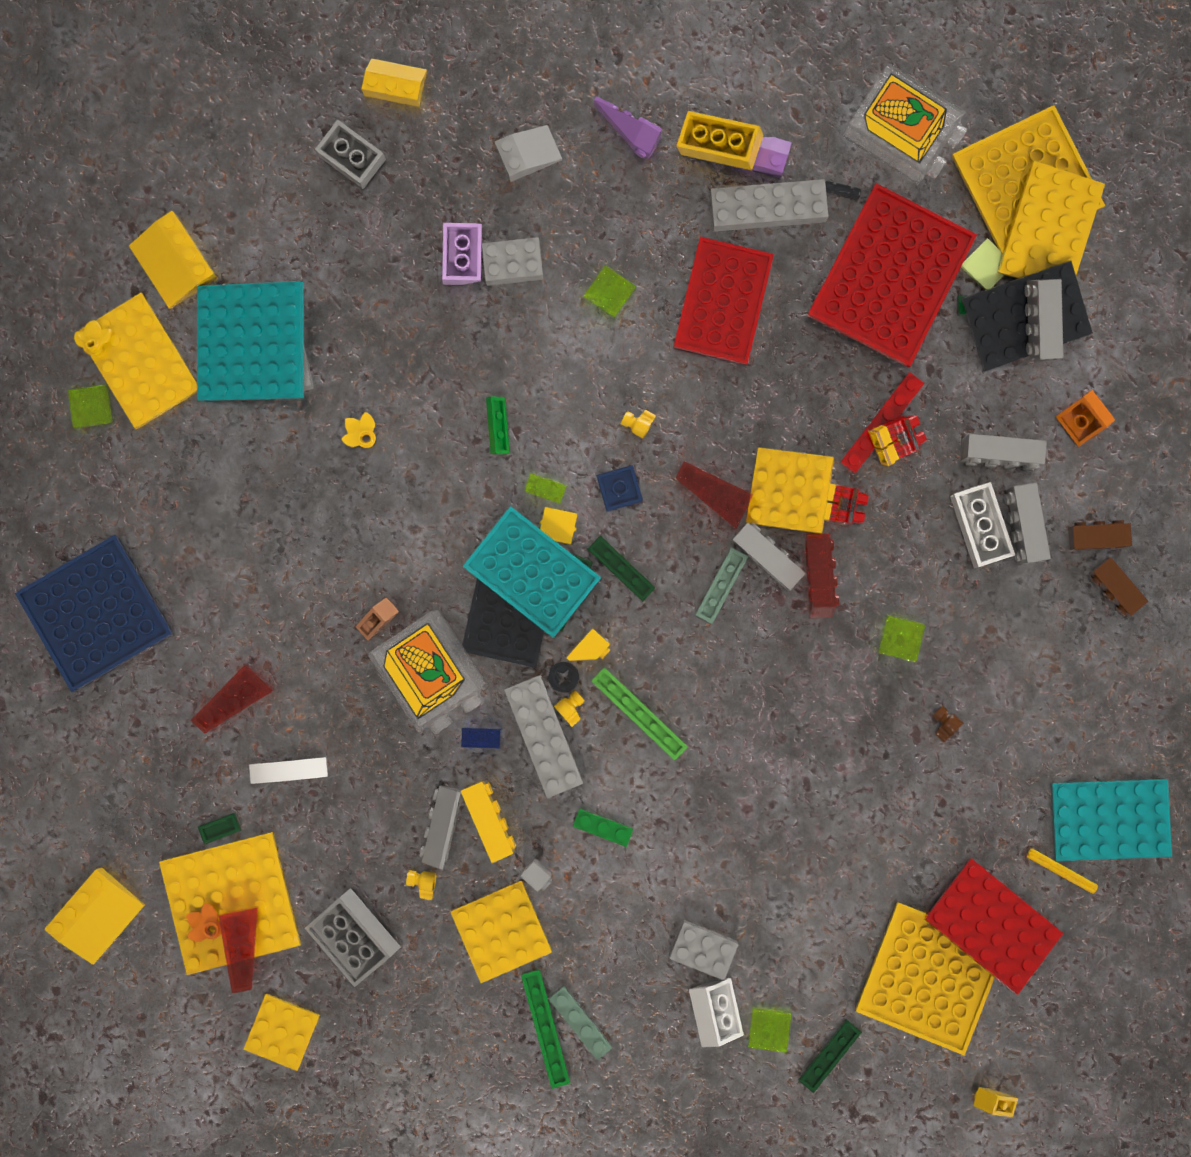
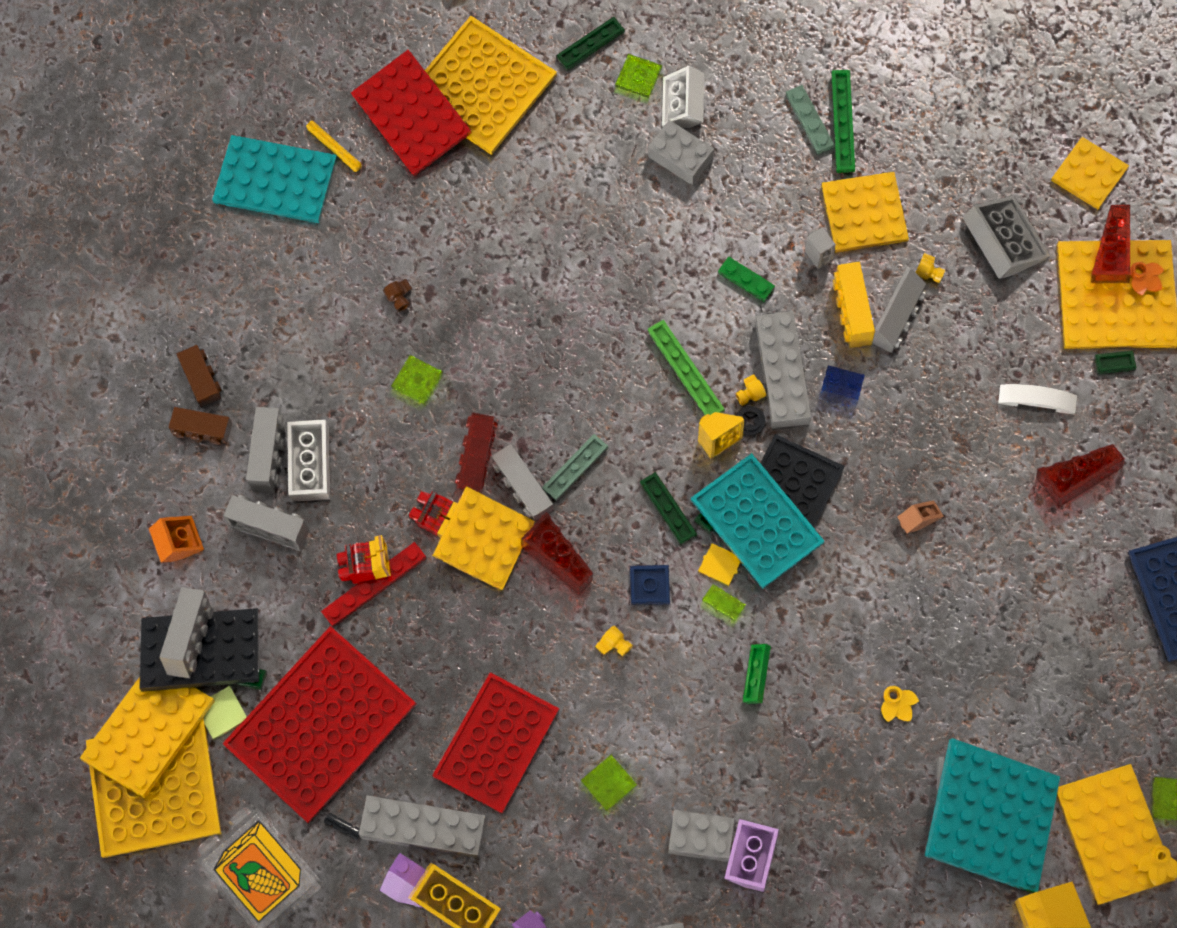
camera: 160 degrees left, 15 degrees down
(429, 672) = (880, 449): brick -> none

